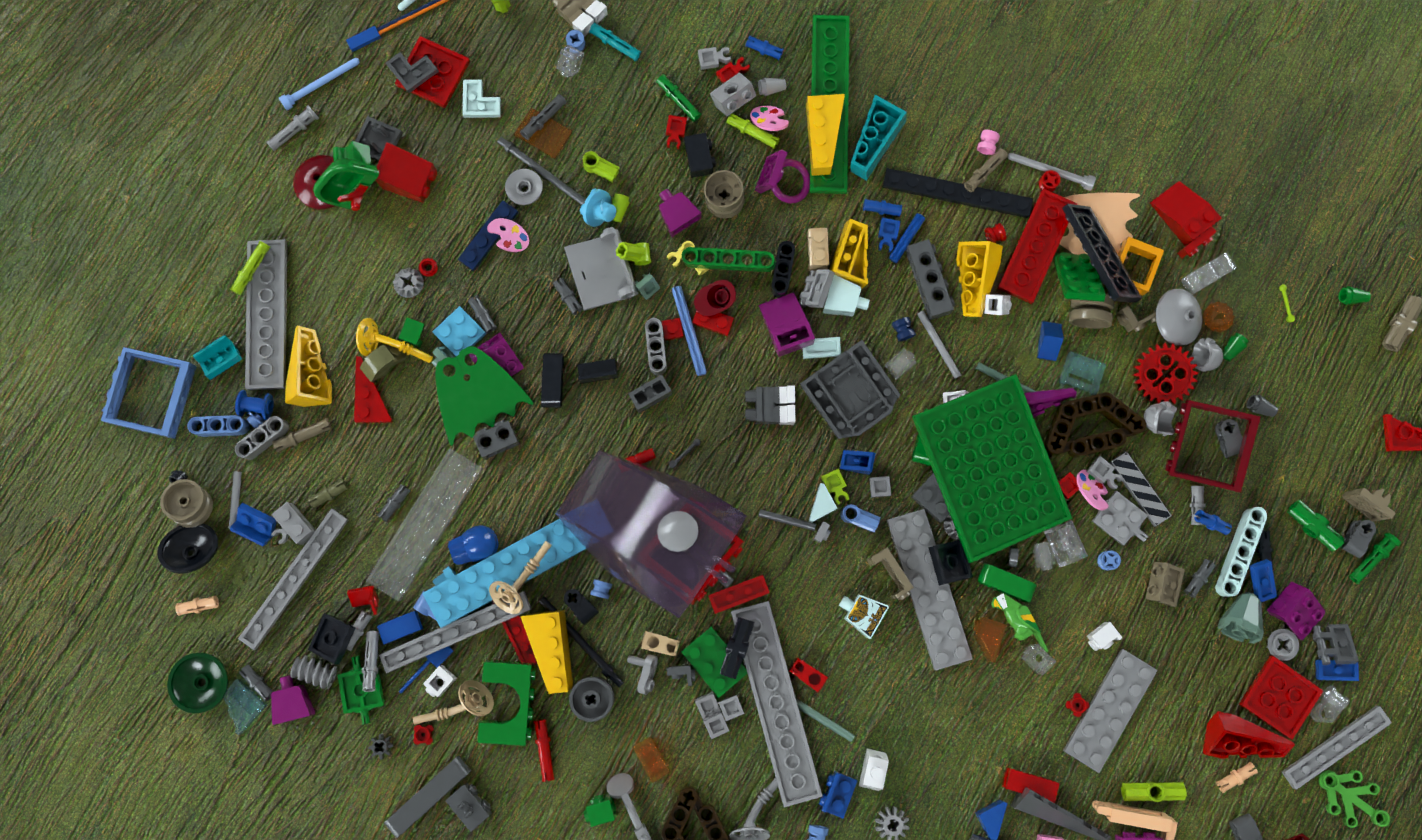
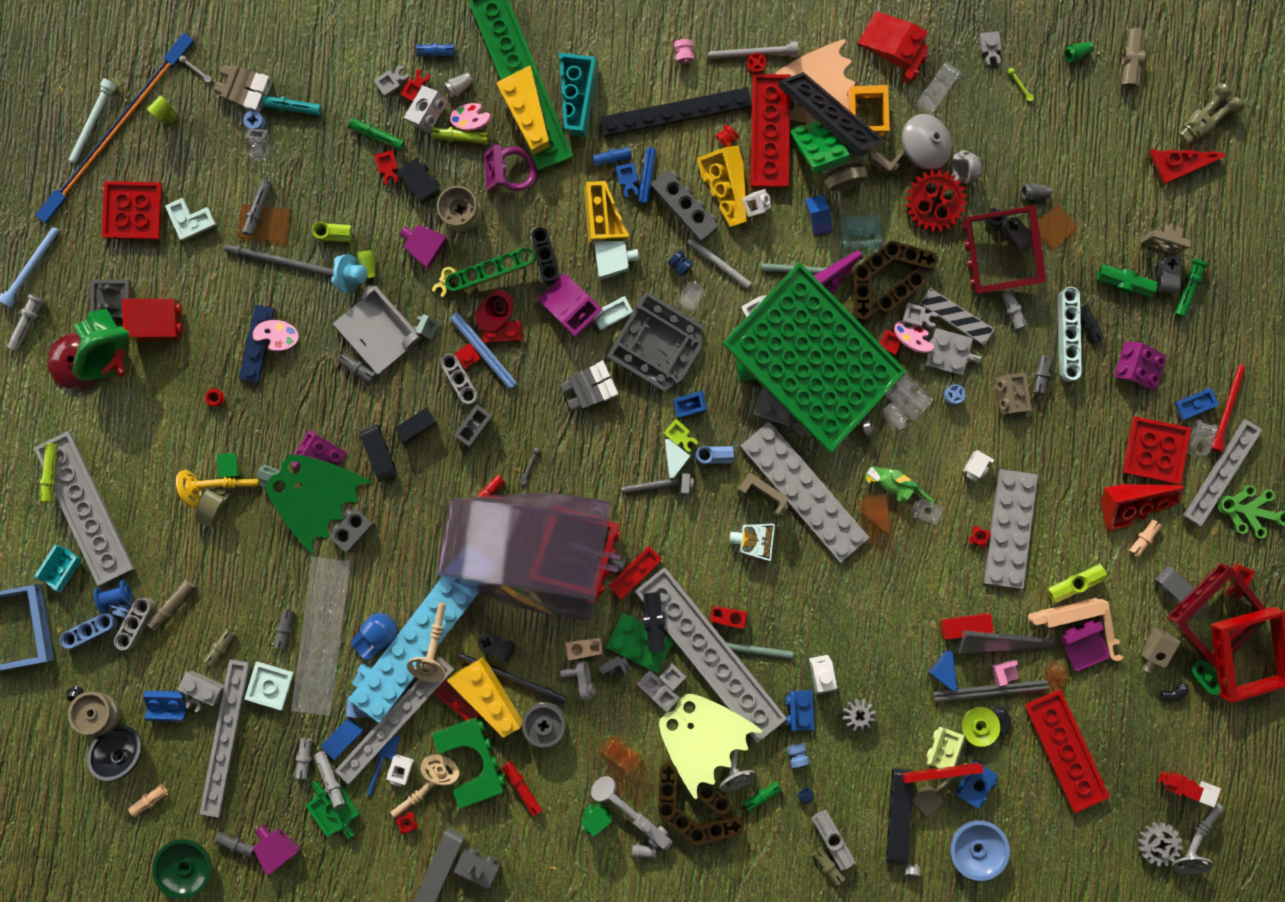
camera: 20 degrees left, 5 degrees up
(235, 497) = (136, 689): light grey bar -> none
(243, 705) = (232, 870): clear light blue wing -> none
(306, 374) = (148, 547): yellow wedge -> none
(313, 673) = (282, 813): light grey piece -> none
(331, 639) = (284, 776): black plate -> none
(356, 549) = (269, 685): none -> light aqua plate
(364, 596) = (296, 725): red bracket -> none
(368, 402) = (217, 548): red wing -> none
(386, 747) = (369, 852): dark grey gear -> none
(408, 291) = (206, 428): light grey gear -> none
(414, 75) = (114, 223): dark grey plate -> none
(459, 331) = (271, 445): medium azure plate -> none
(482, 314) = (285, 419): dark grey pin -> none
(520, 179) = (261, 278): light grey dish -> none
(601, 589) = (508, 623): medium blue wheel -> none
(634, 252) = (403, 299): lime piece -> none
(677, 531) = (554, 544): light grey dish -> none
(735, 787) = (708, 744): none -> yellowish green piece
(816, 288) = (584, 260): light grey plate -> none
(818, 249) = (569, 222): tan brick -> none
(880, 486) = (720, 418): light grey plate -> none
(950, 562) = (812, 460): black plate -> none
(981, 175) = (690, 85): dark tan pin -> none
(1007, 583) = (872, 455): green beam -> none
(1159, 418) = (947, 244): light grey cap -> none
(1213, 421) = (997, 224): none -> black plate
(1213, 522) = (1033, 319): blue pin -> none
(1218, 325) = (965, 133): clear orange gear -> none
(1234, 346) = (989, 145): green cone -> none
(1243, 619) = (1095, 395): sand green cone -> none
(1263, 580) = (1099, 352): blue plate -> none
(1269, 446) = (1056, 226): none -> clear orange piece
(1273, 255) = (989, 45): none -> light grey plate
(1291, 644) = (1147, 398): light grey gear -> none
(1341, 644) = (1190, 378): dark grey plate -> none
(1343, 718) = (1218, 442): none -> red piece

